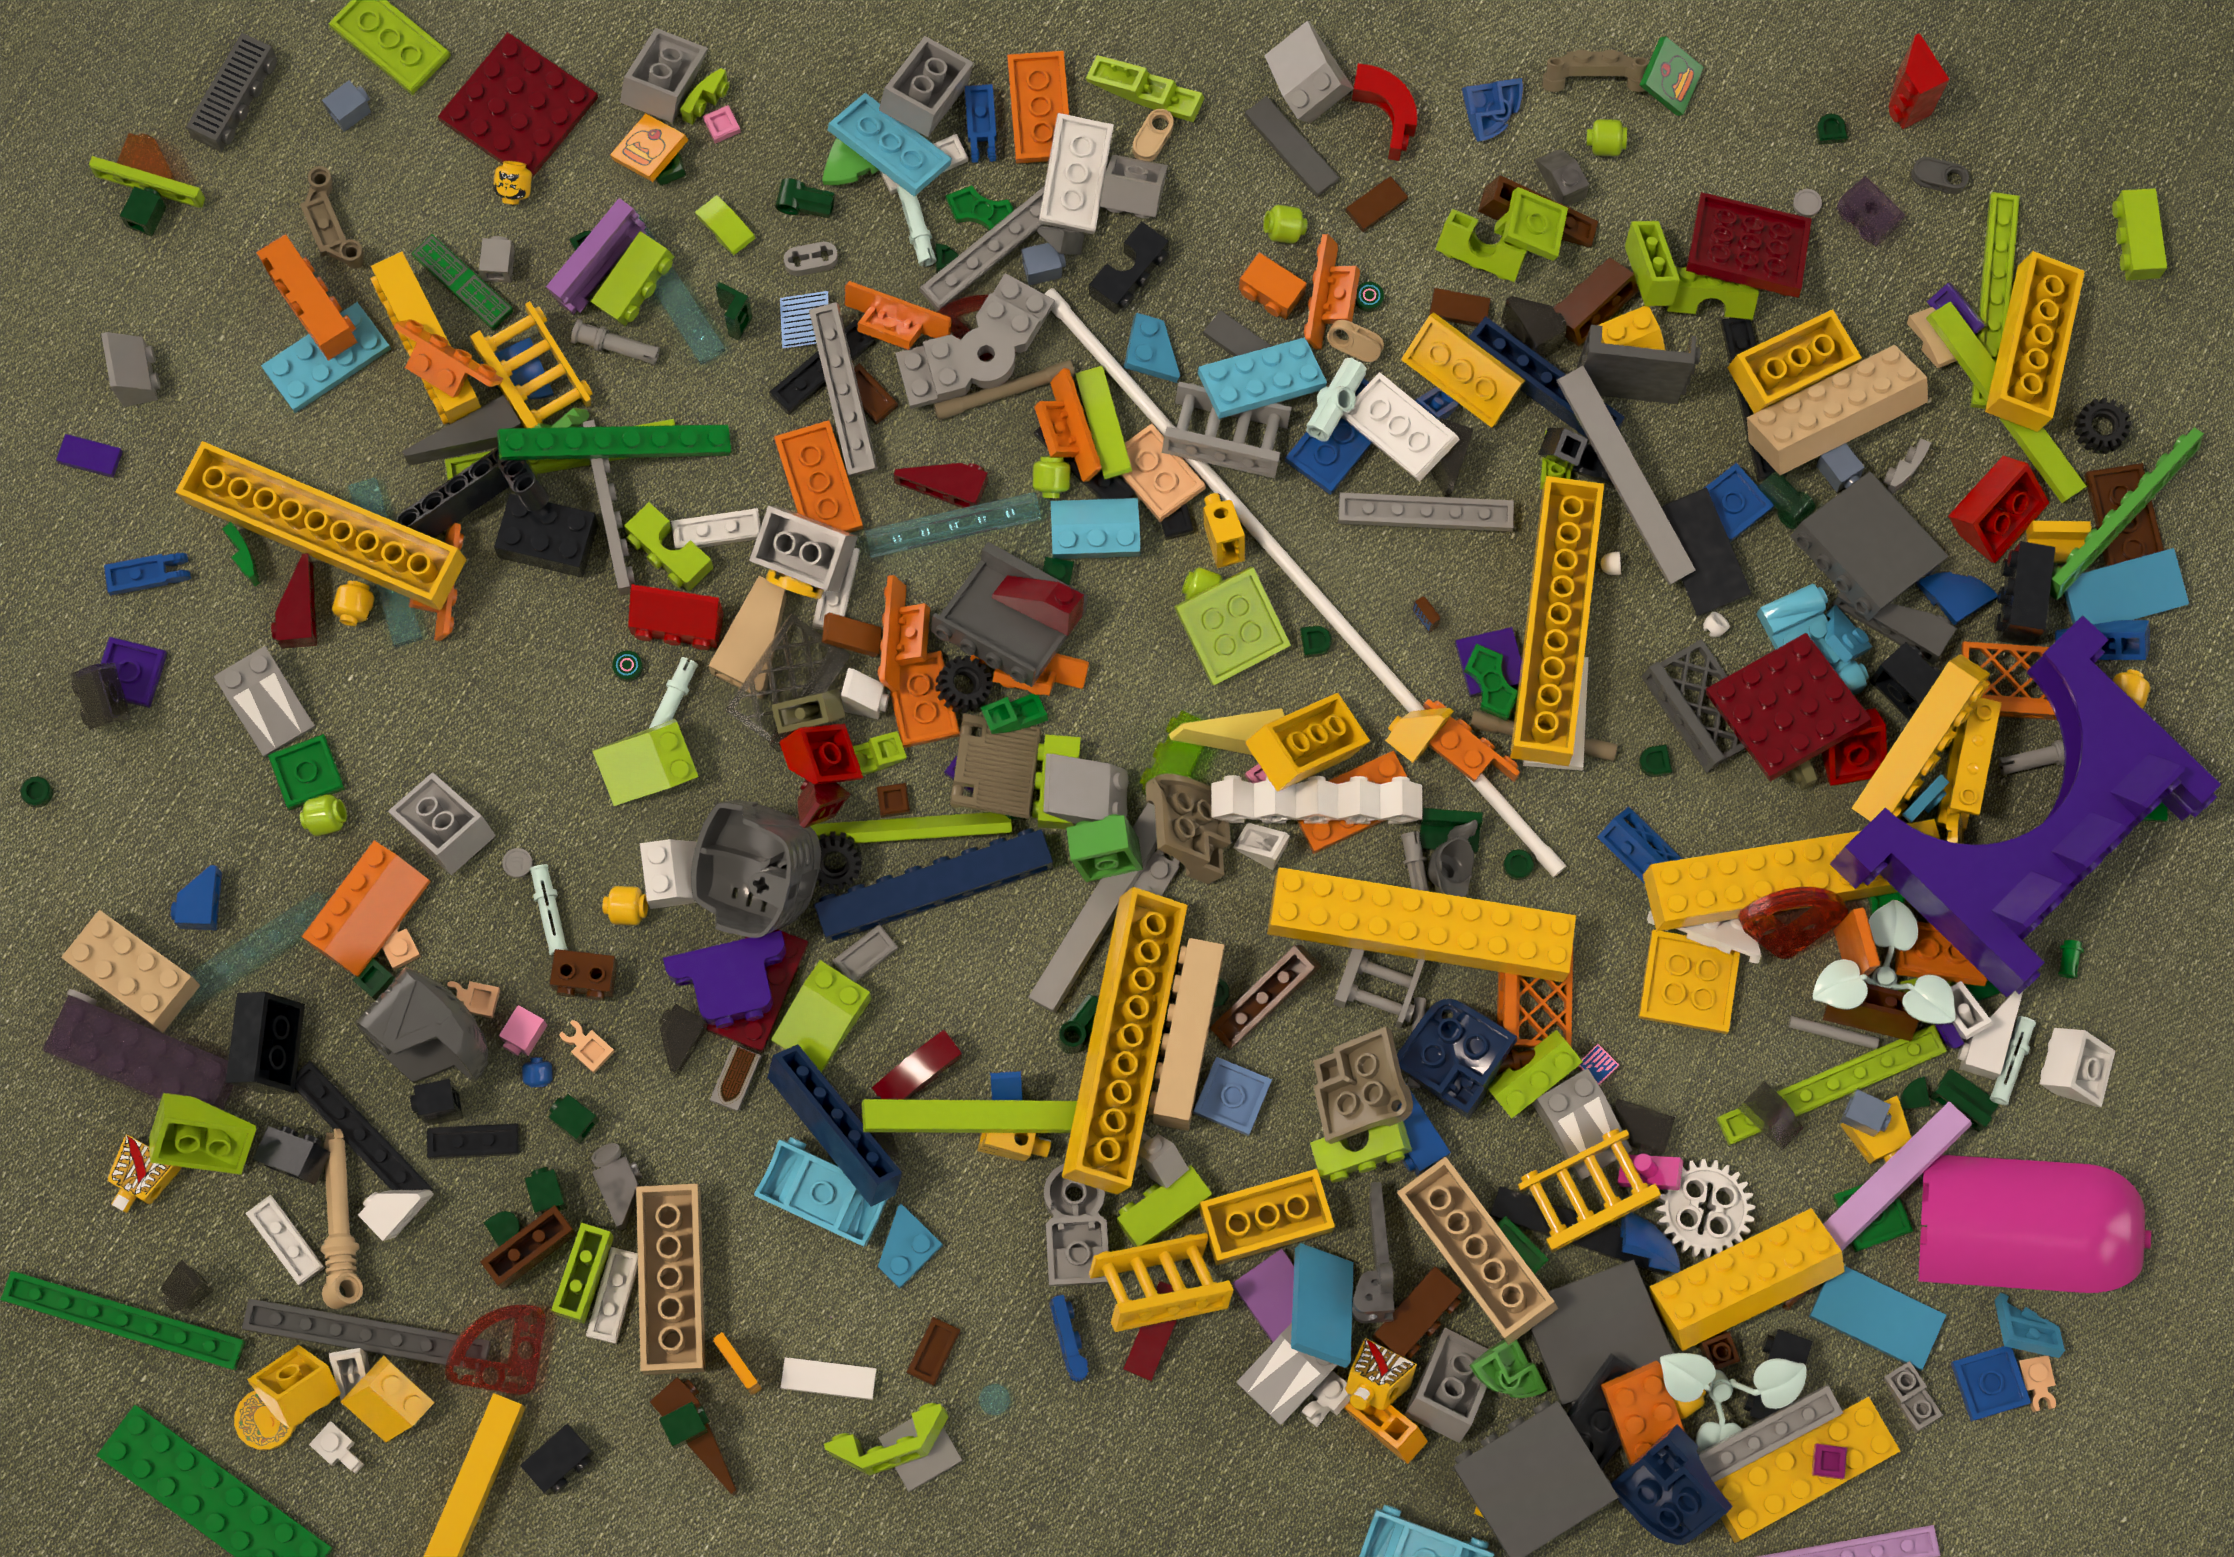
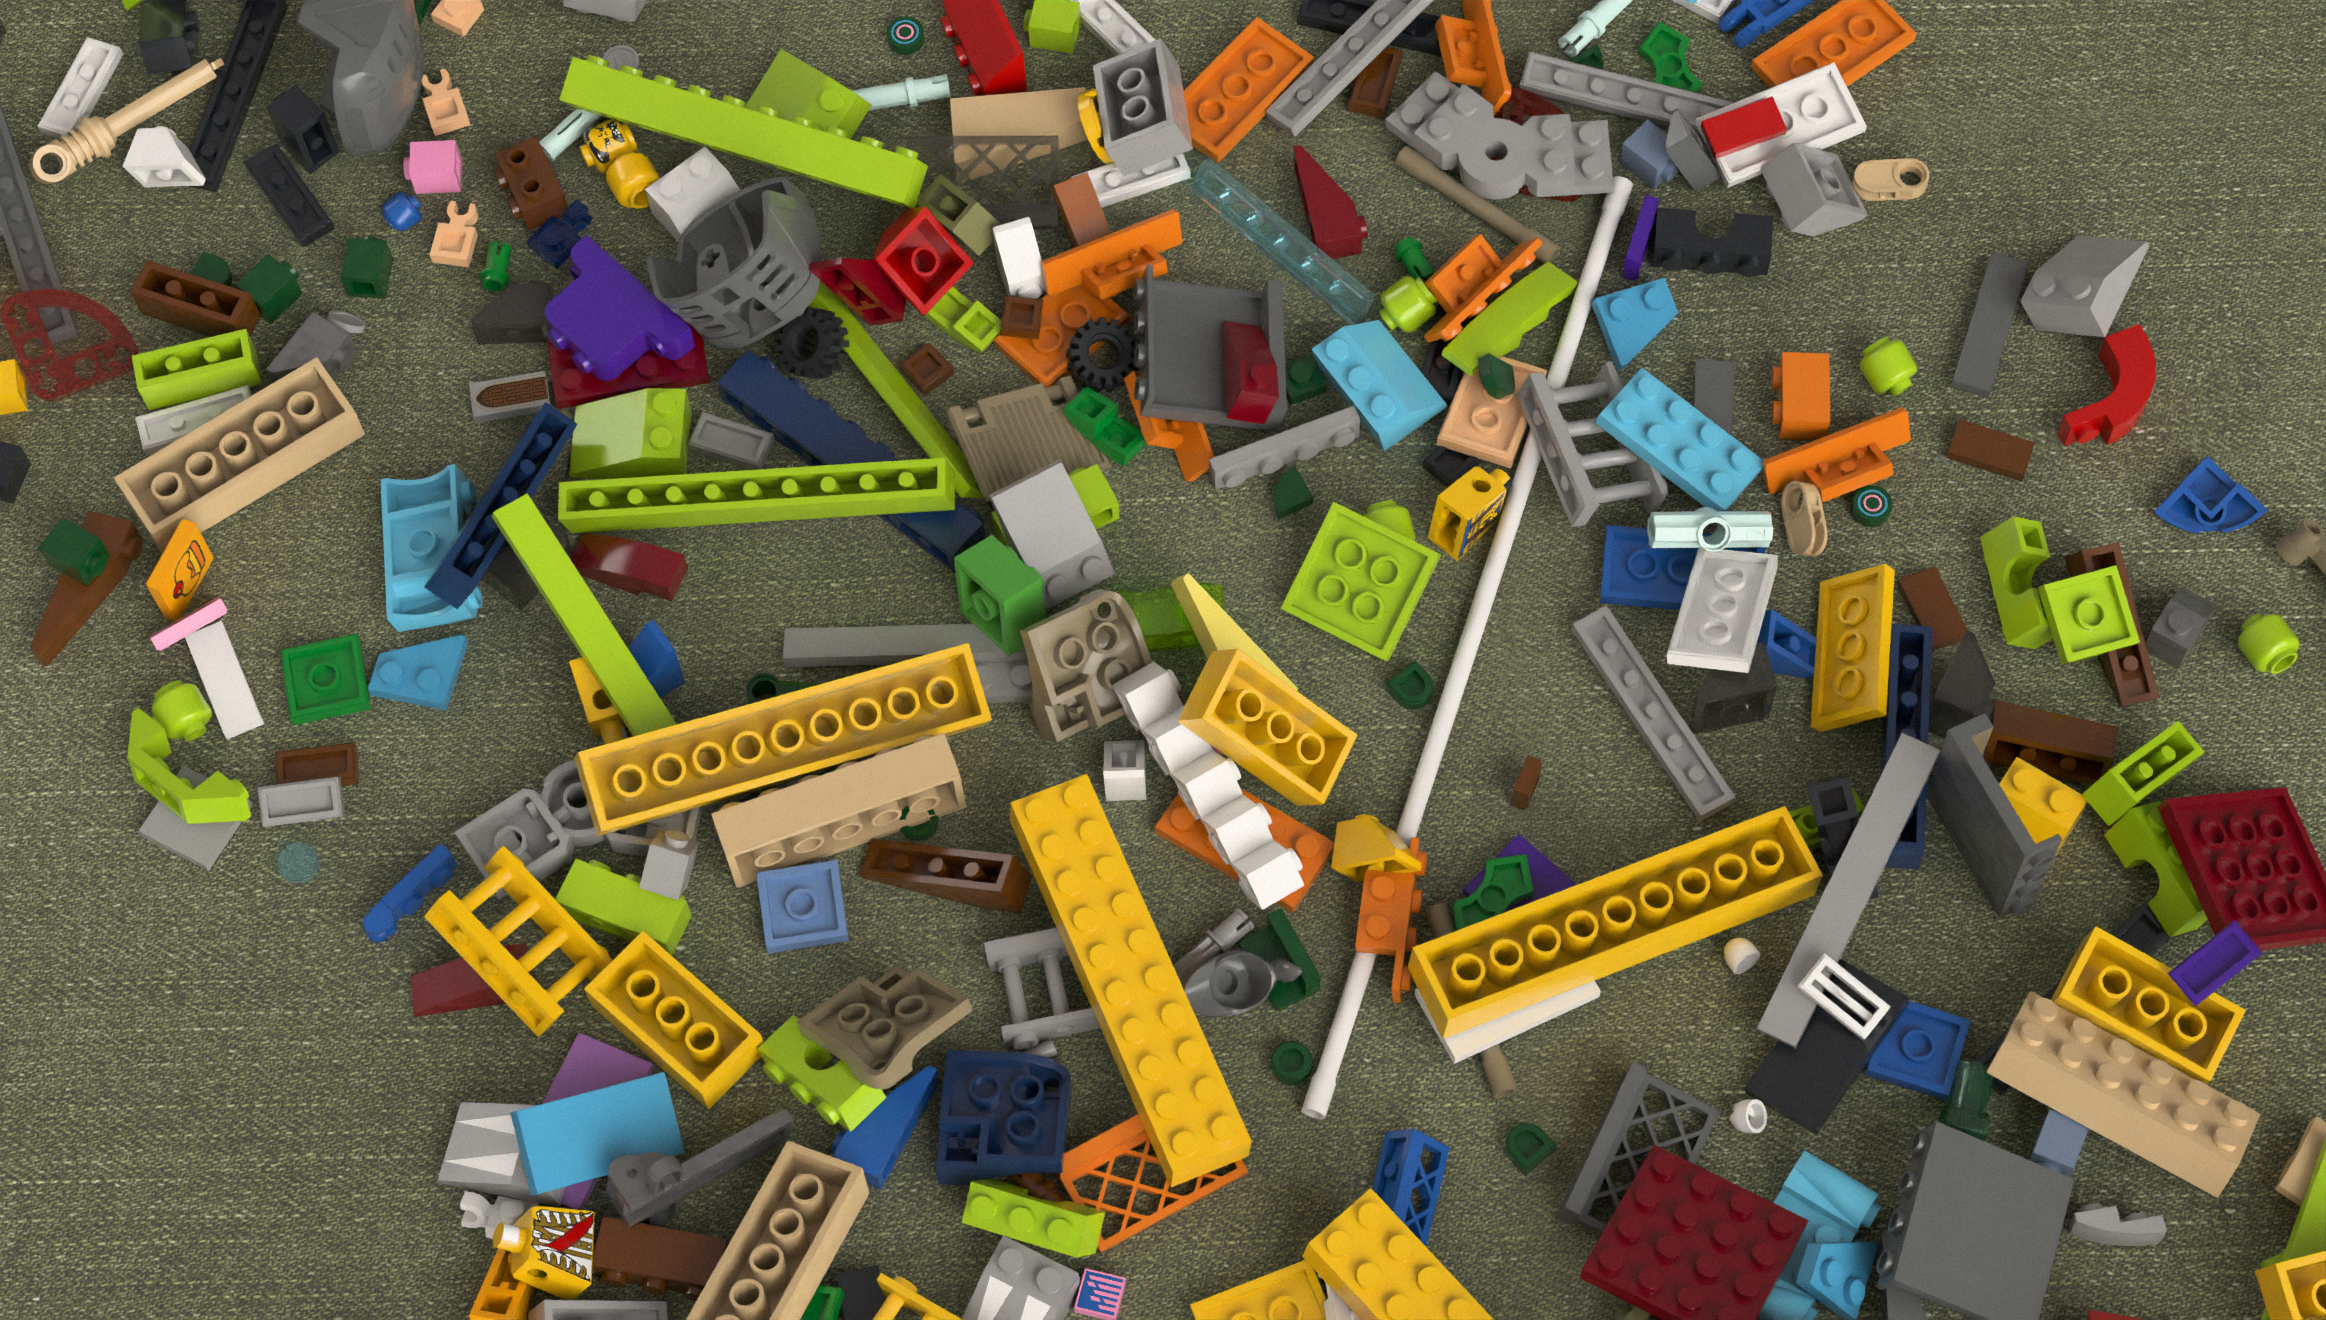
camera: 65 degrees right, 10 degrees down
(584, 907) = (605, 143): none -> yellow head
(628, 1032) = (495, 275): none -> green pin
(632, 981) = (556, 238): none -> clear blue plate
(652, 812) = (744, 132): none -> lime brick
(774, 1380) = (188, 624): none -> bright pink tile
(839, 1417) = (181, 710): none -> lime head
(870, 1312) = (325, 679): none -> green tile
(901, 717) = (1022, 317): none -> reddish brown tile
(933, 959) = (757, 495): none -> lime brick
(954, 1374) = (301, 801): none -> light grey tile
(1020, 452) = (1410, 254): none -> green pin
(1068, 196) = (1743, 127): none -> red tile
(1097, 308) = (1640, 238): none -> dark purple tile
(1103, 627) = (1293, 444): none -> light grey plate
(1134, 630) = (1291, 494): none -> dark green tile
(1145, 89) = (1939, 139): lime slope -> none
(1145, 456) = (1496, 376): none -> dark green tile
(1666, 528) = (1815, 974): none -> white tile
(1803, 306) = (2215, 963): none -> dark purple tile

